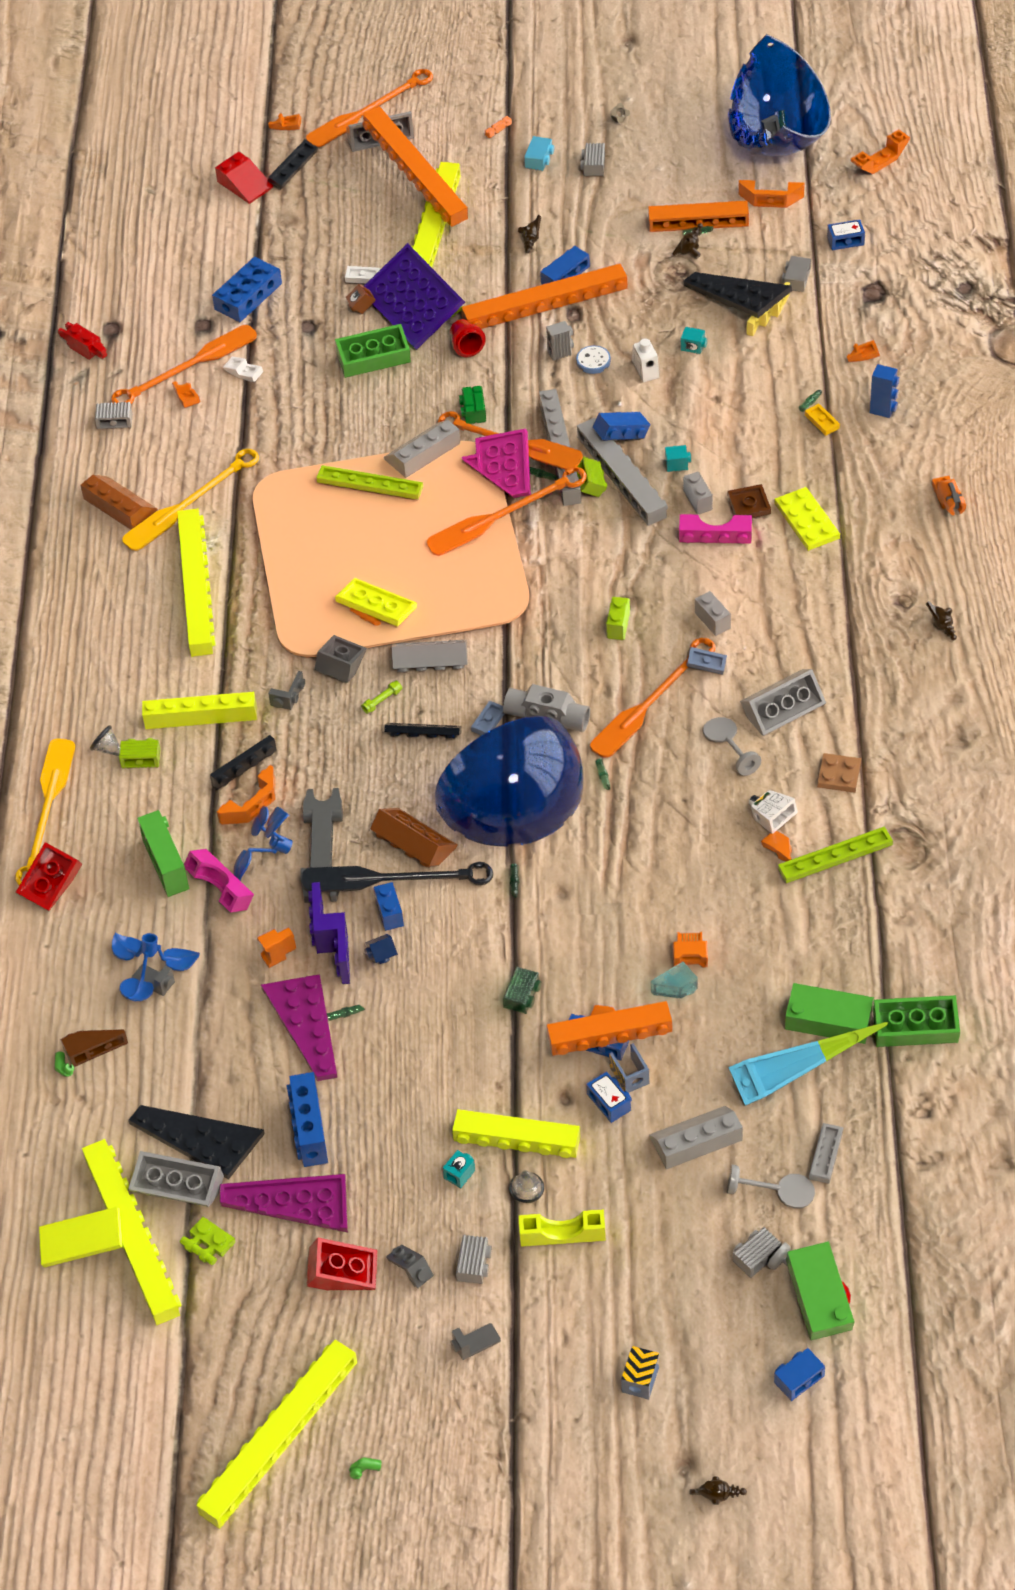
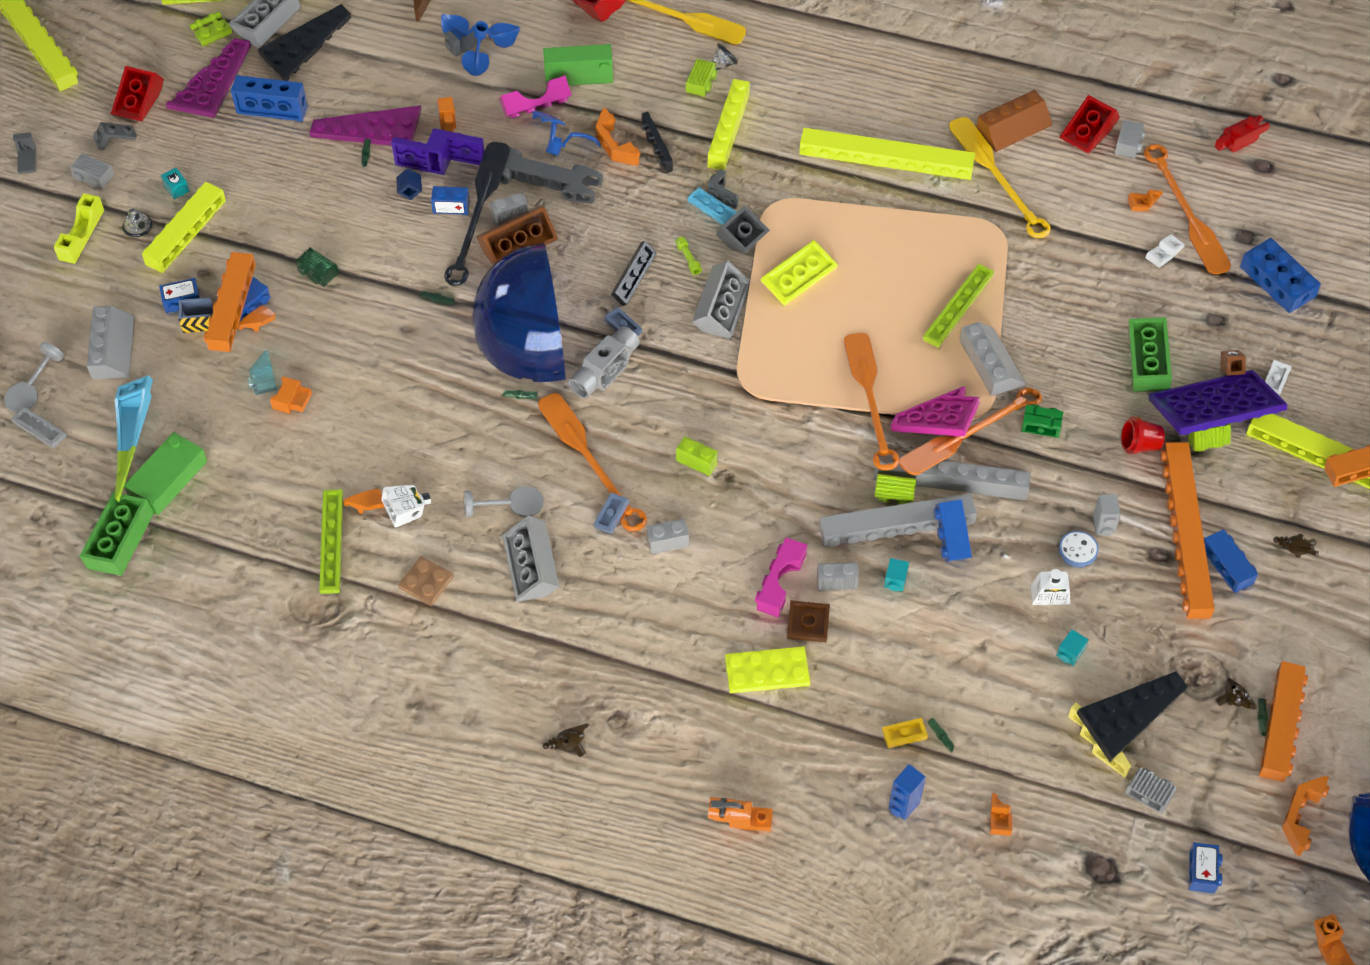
camera: 105 degrees right, 5 degrees up
(106, 445) = (1090, 124): none -> red slope
(310, 698) = (711, 205): none -> medium azure tile
(381, 852) = (508, 208): none -> light grey brick

